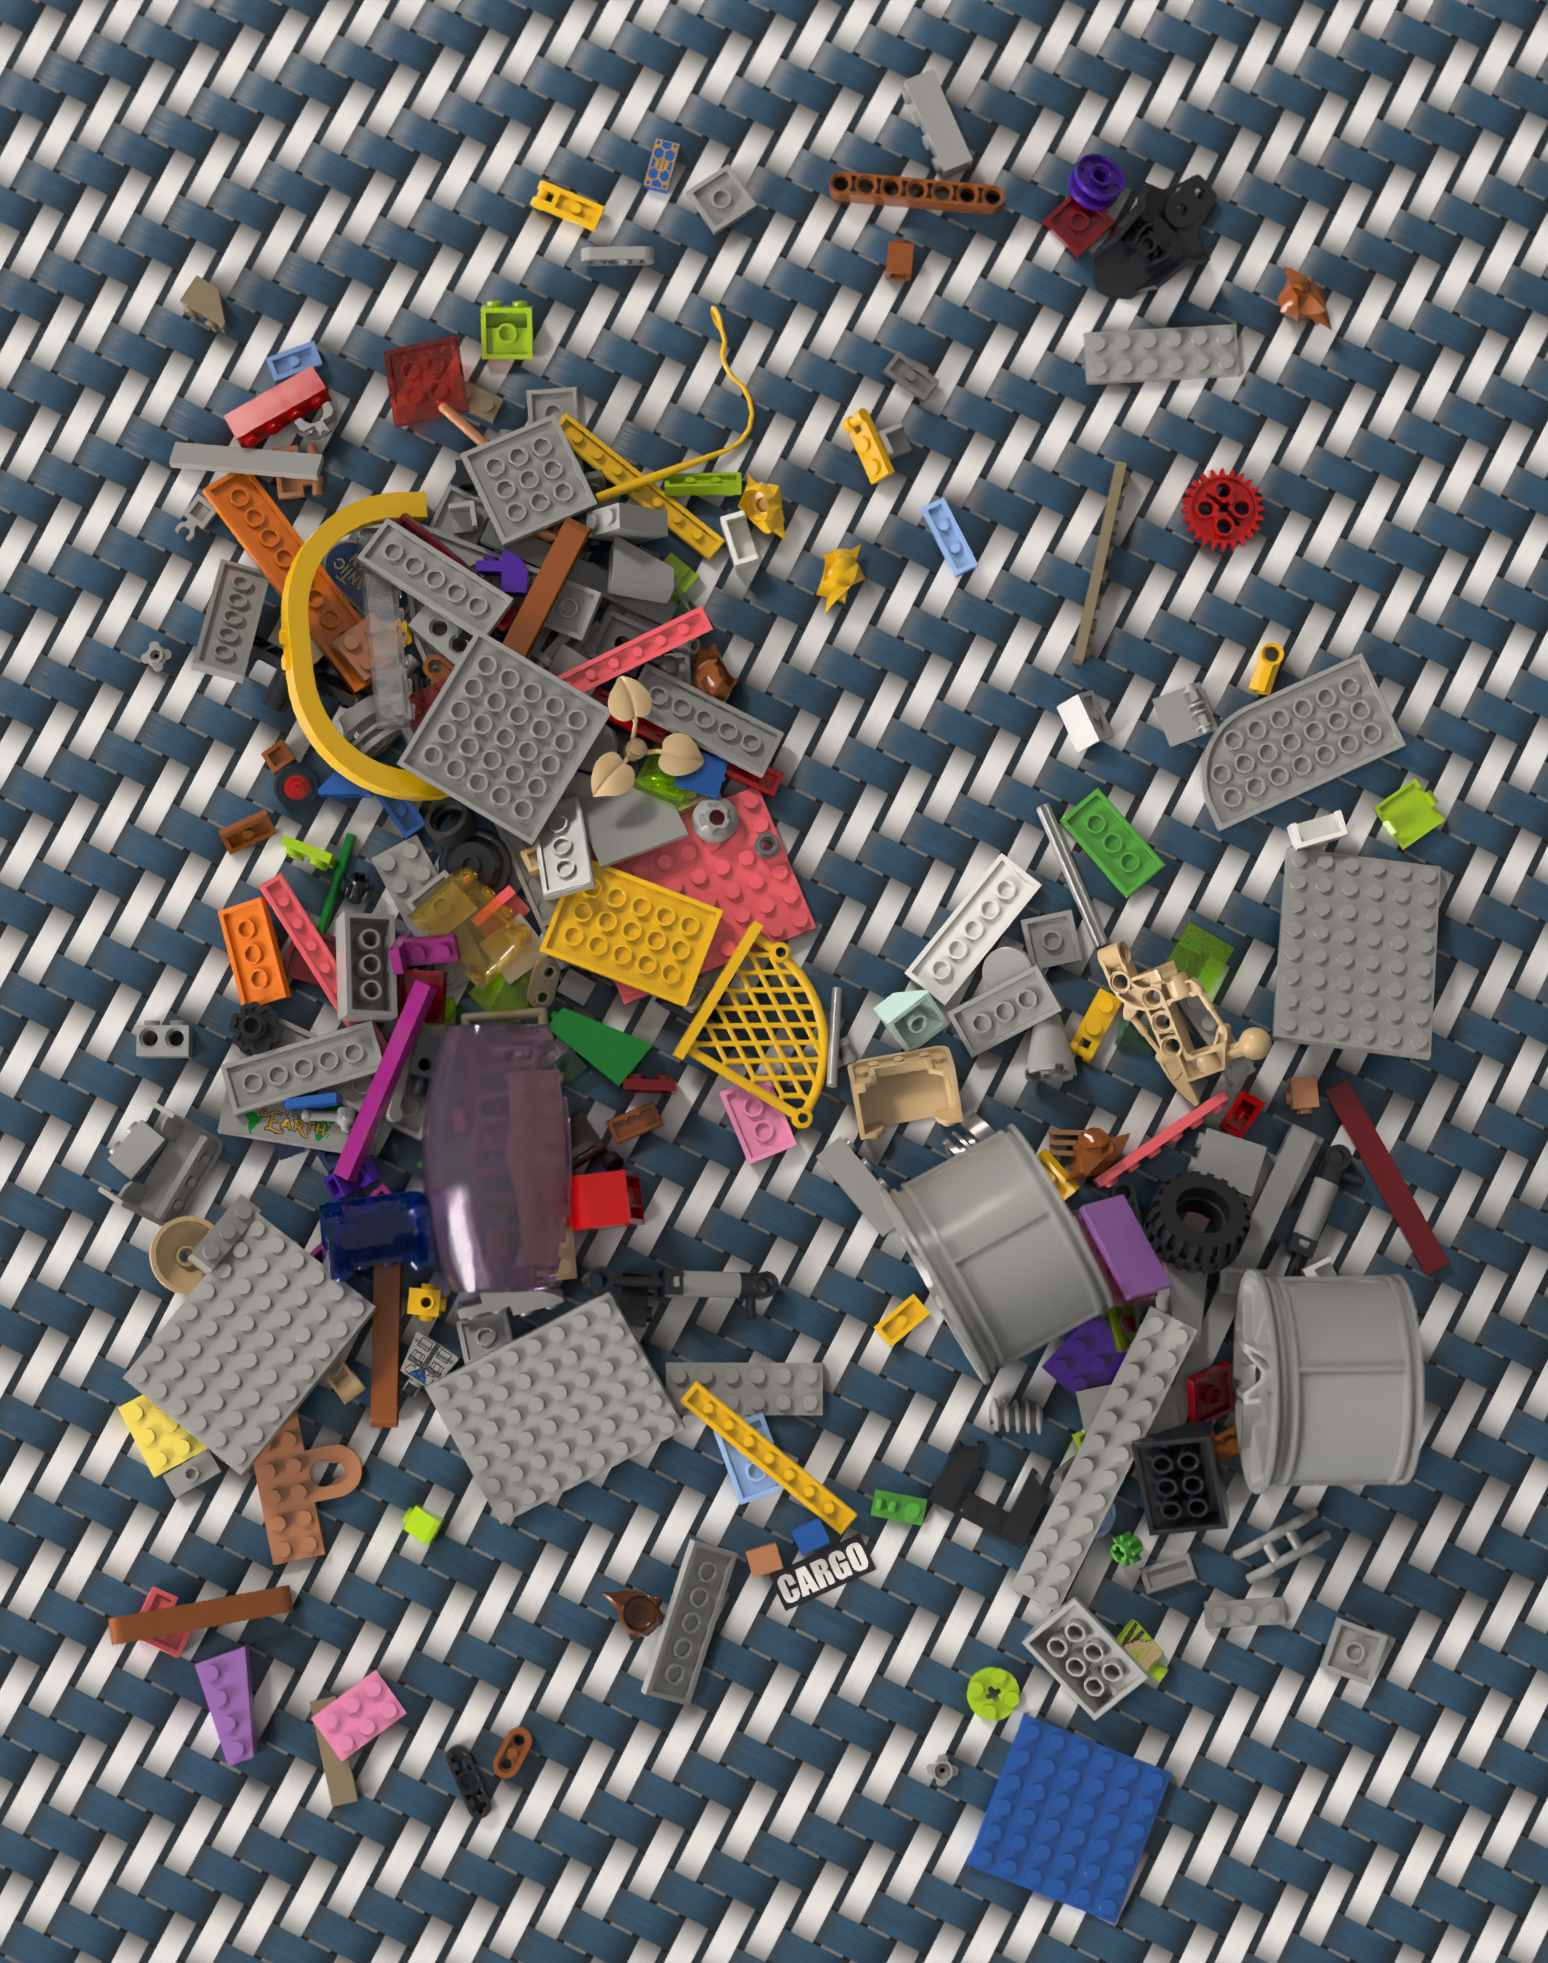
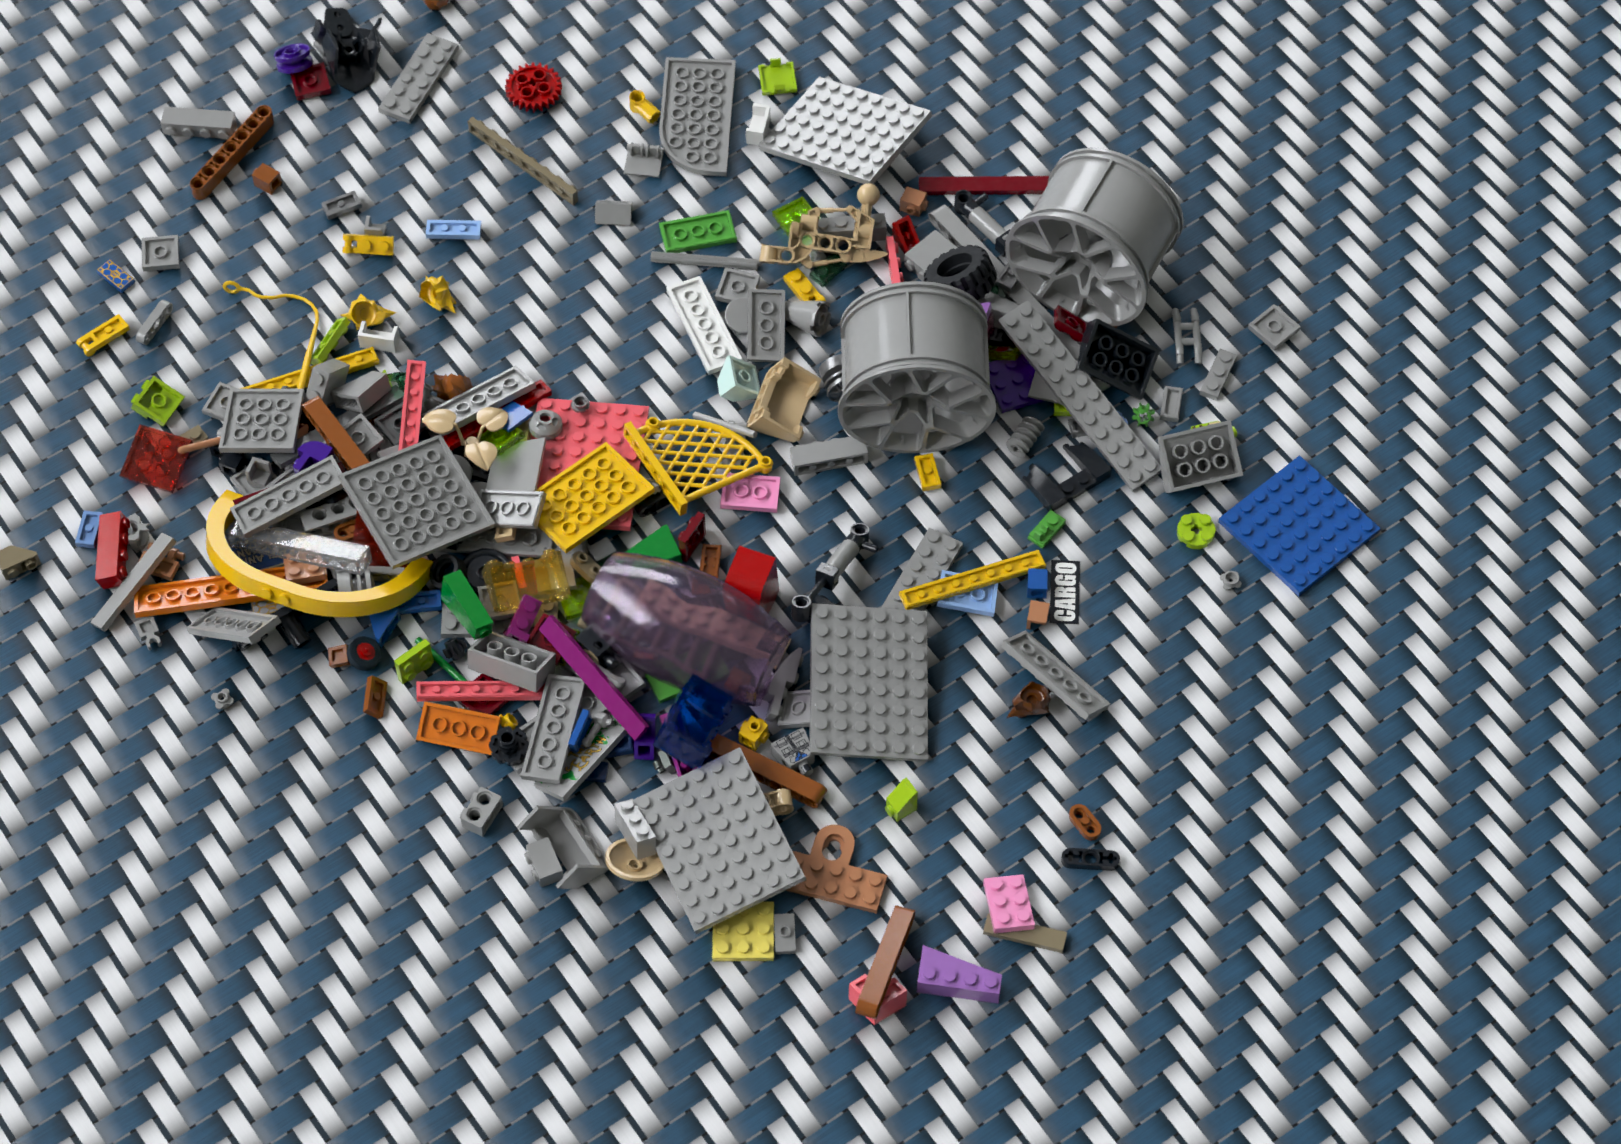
camera: 60 degrees left, 25 degrees down
(295, 1005) = (508, 720): none -> yellow plate
(403, 877) = (465, 605): none -> green slope

